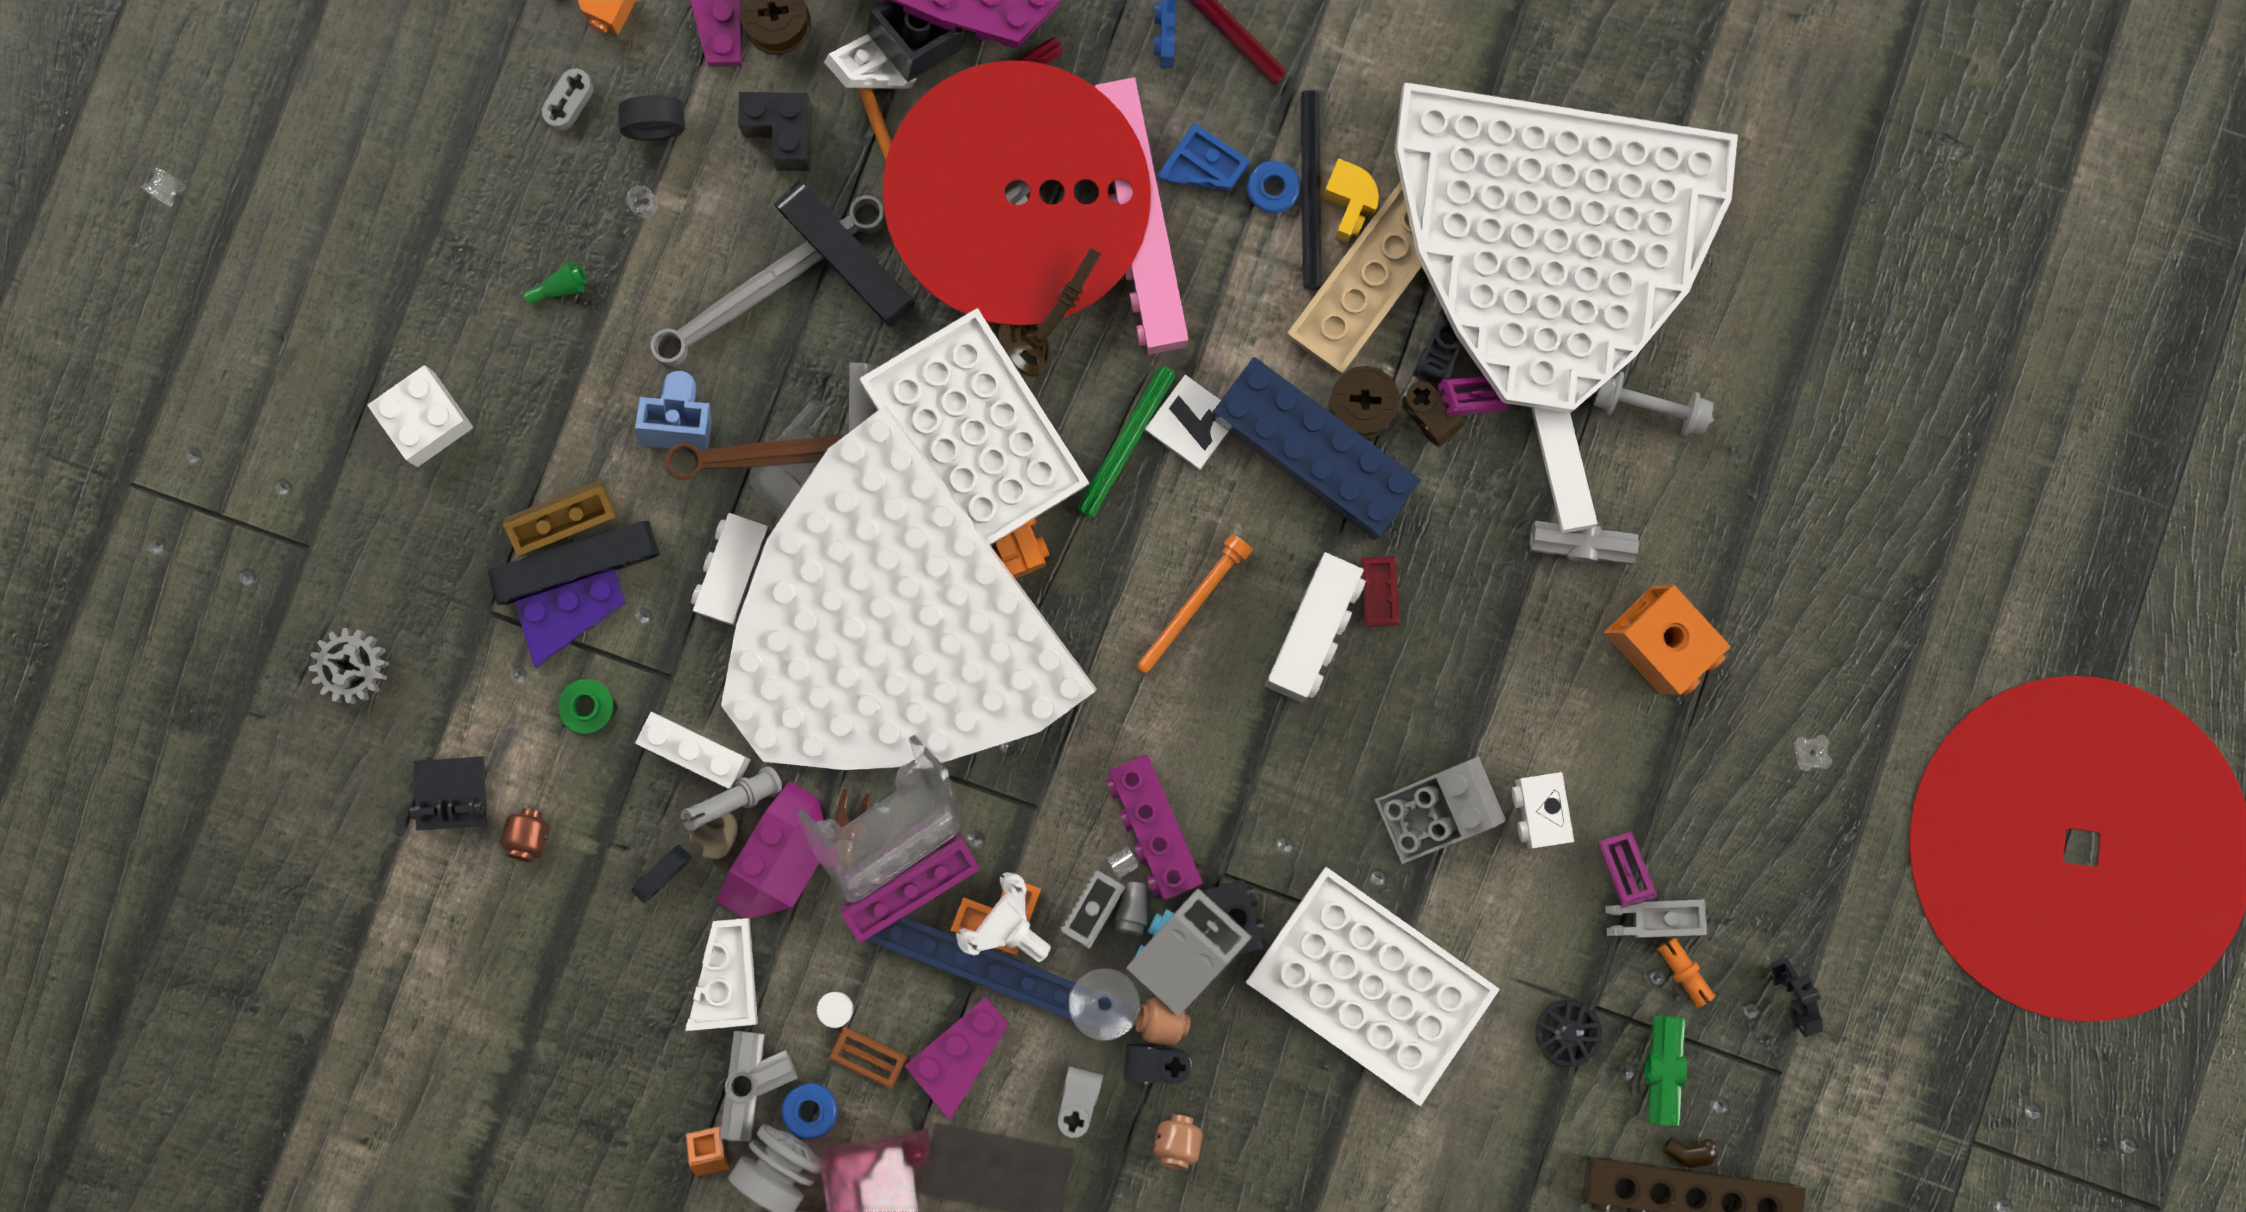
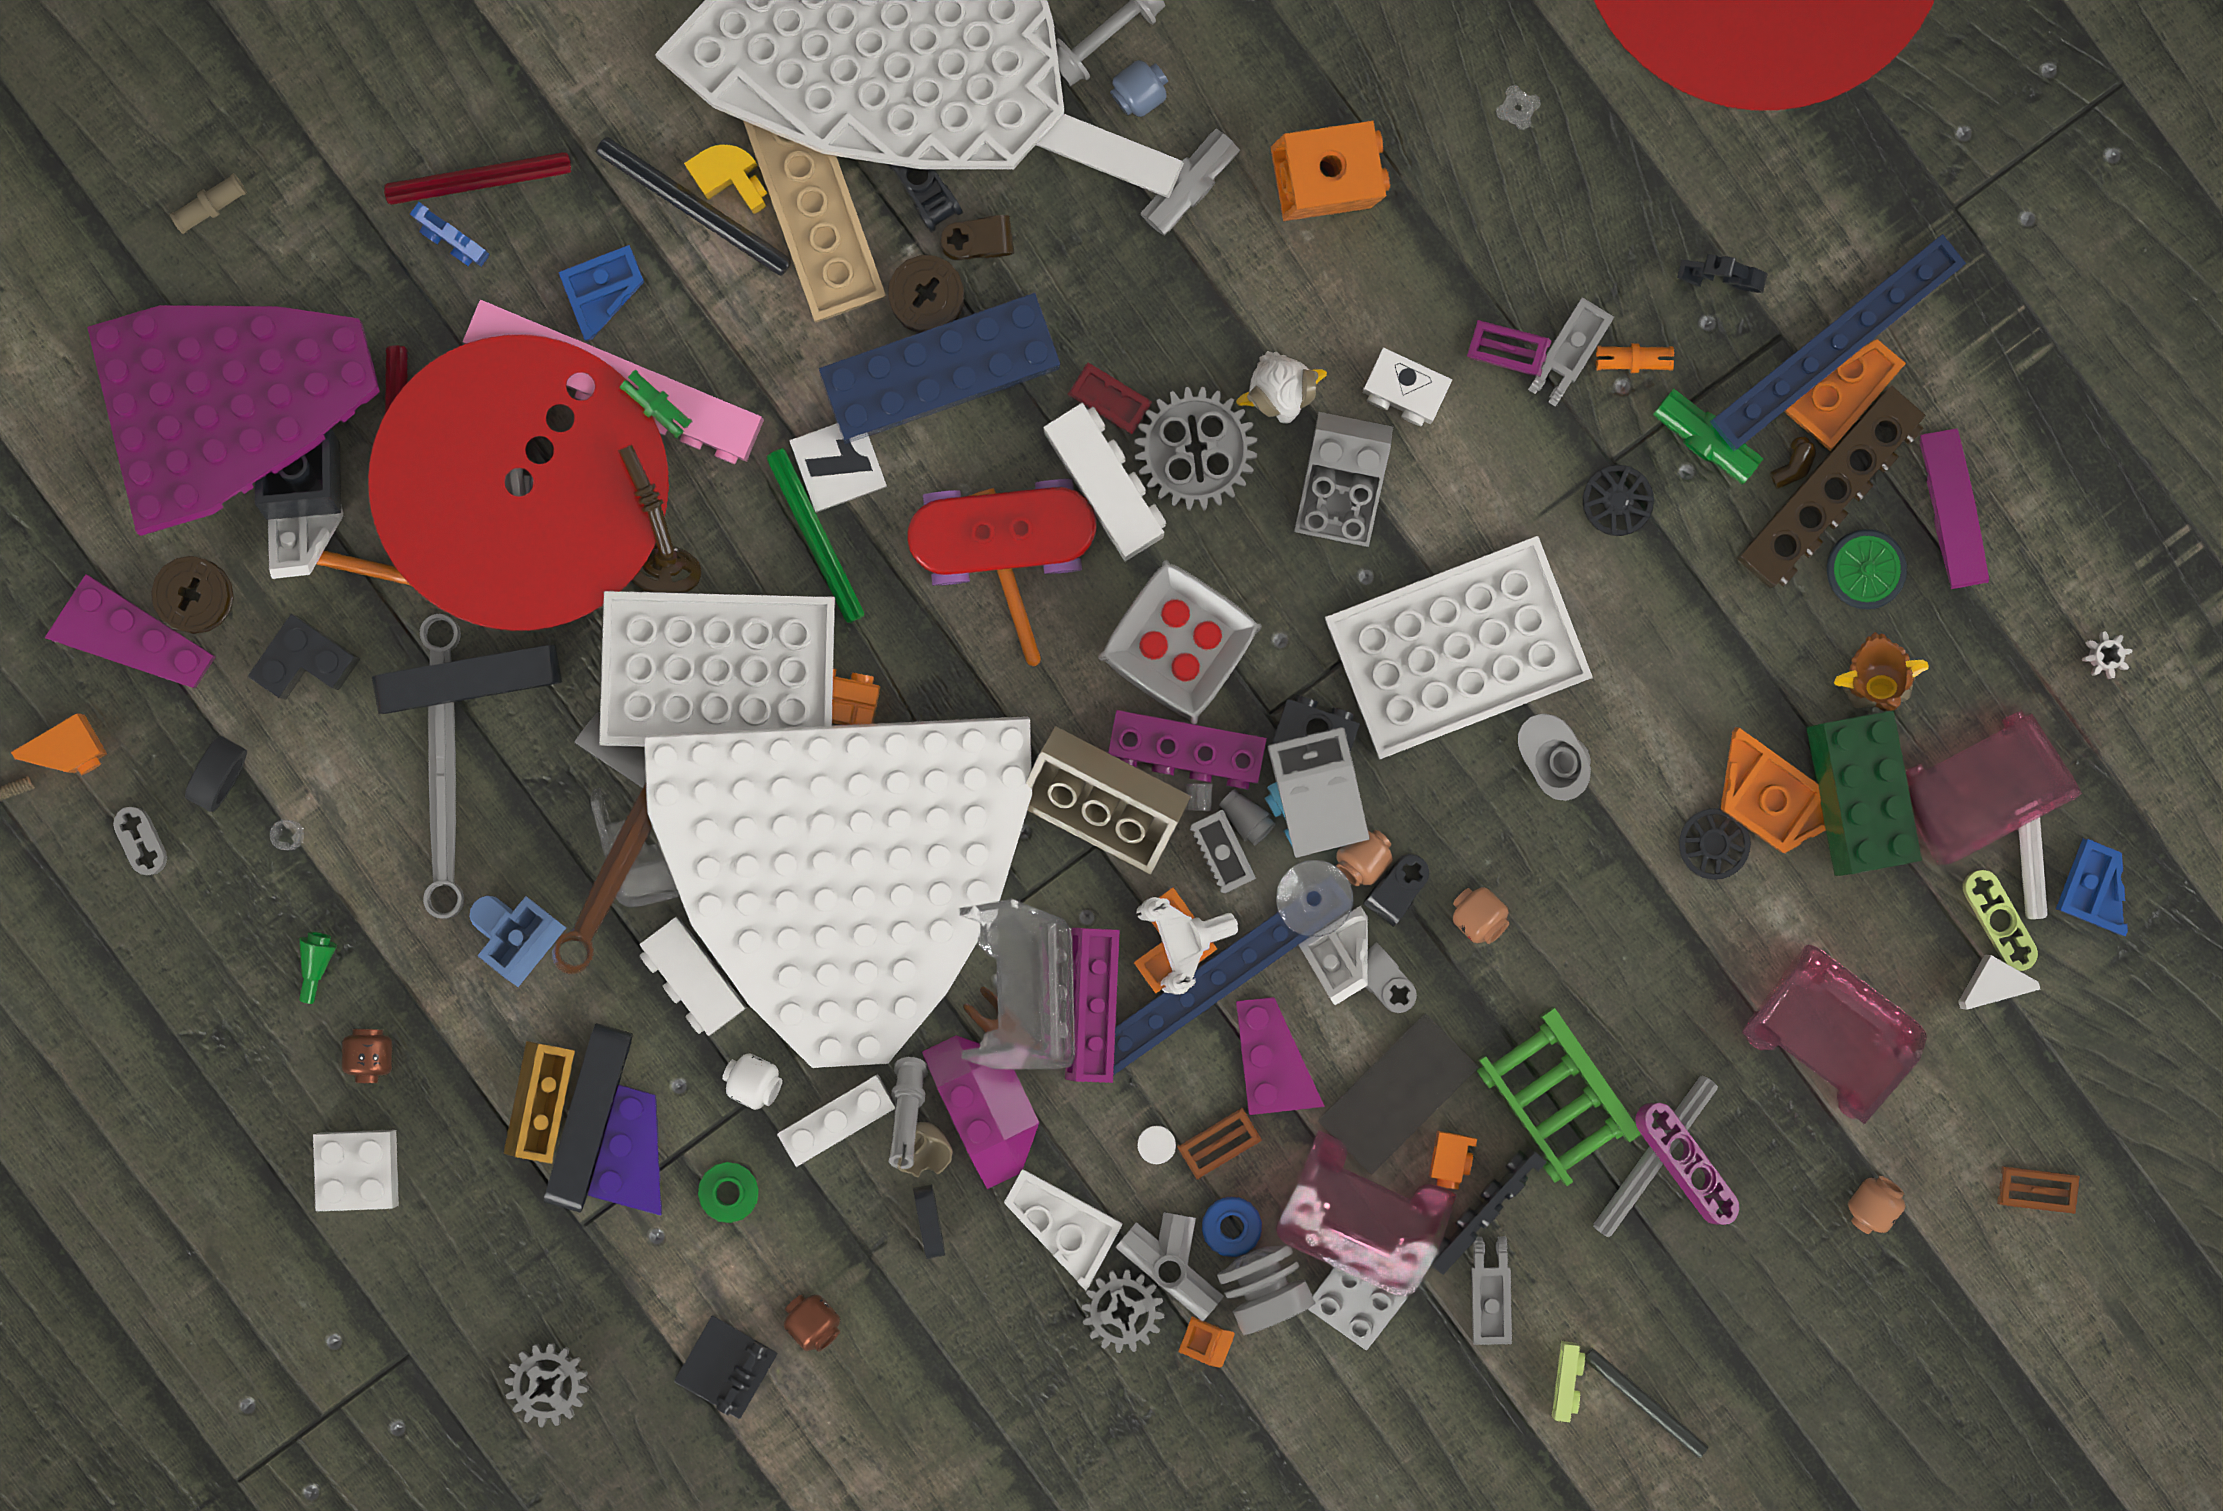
camera: 60 degrees left, 5 degrees up
(513, 367) = (367, 1055): none -> copper head
(681, 667) = (752, 1081): none -> white head
(701, 1080) = (1105, 1315): none -> light grey gear
(1072, 790) = (1104, 800): none -> dark tan brick
(1073, 1056) = (1341, 957): none -> white wing
(1144, 254) = (655, 404): none -> green pin
(1224, 576) = (1002, 531): none -> red piece
(1232, 766) = (1179, 641): none -> light grey piece
(1278, 171) = (667, 220): blue piece -> none
(1339, 1118) = (1555, 756): none -> light grey piece
(1365, 658) = (1161, 453): none -> light grey gear
(1453, 399) = (979, 213): magenta tile -> none
(1477, 715) = (1281, 387): none -> white hair
(1627, 457) = (1139, 88): none -> sand blue head
(1767, 1152) = (1845, 393): none -> orange wing
(1808, 1123) = (1837, 342): none -> dark blue plate

